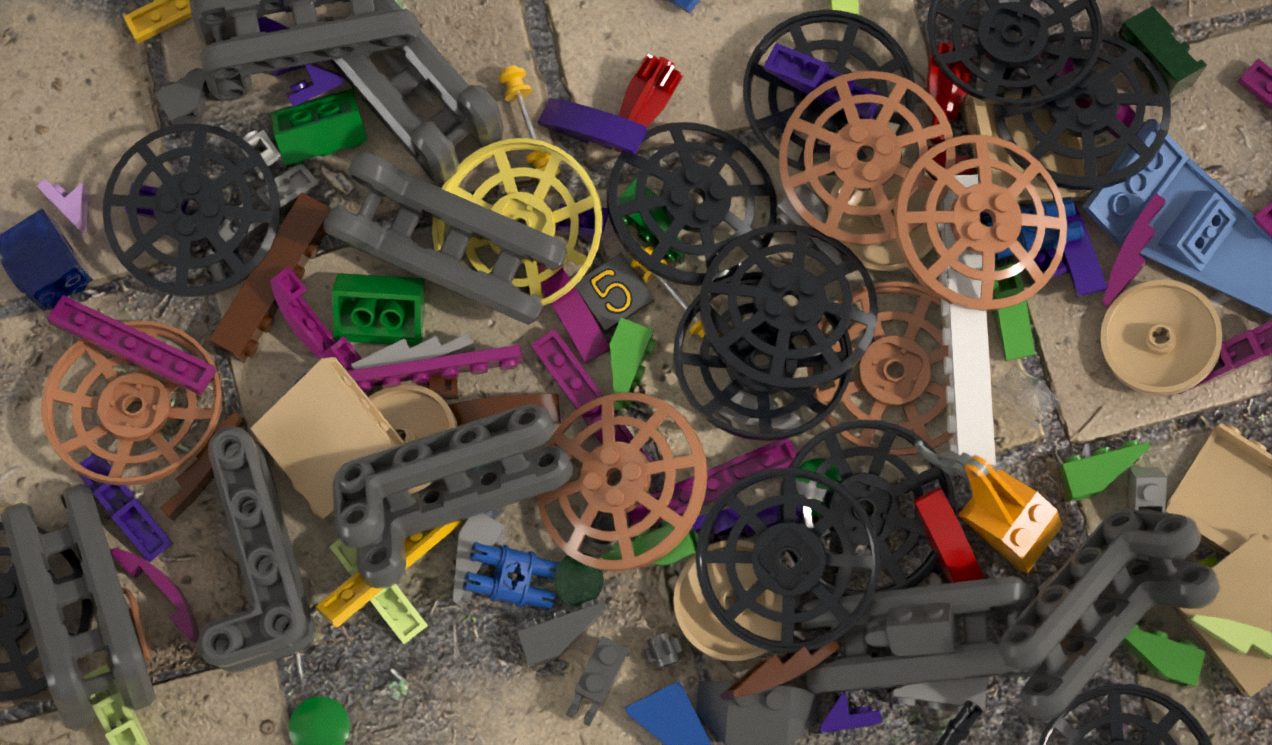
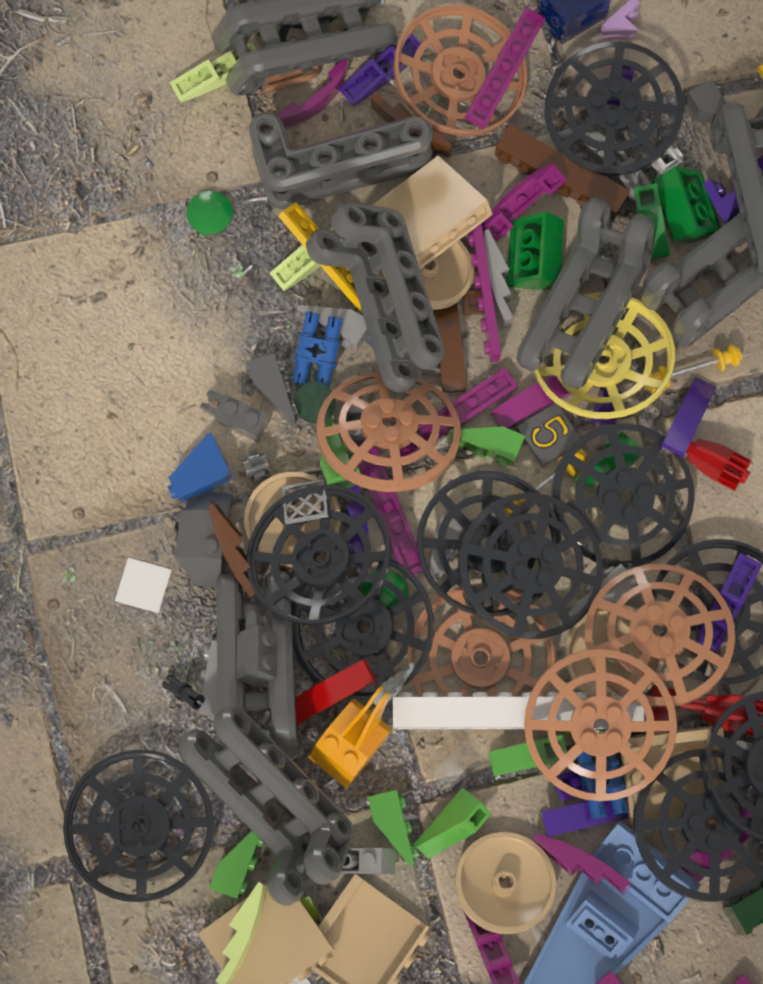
camera: 90 degrees right, 0 degrees up
(329, 167) = (649, 204): none -> green slope
(736, 580) = (306, 517): none -> light grey window
(840, 719) = (198, 600): dark purple slope -> none
(1094, 395) = (456, 822): none -> bright green slope

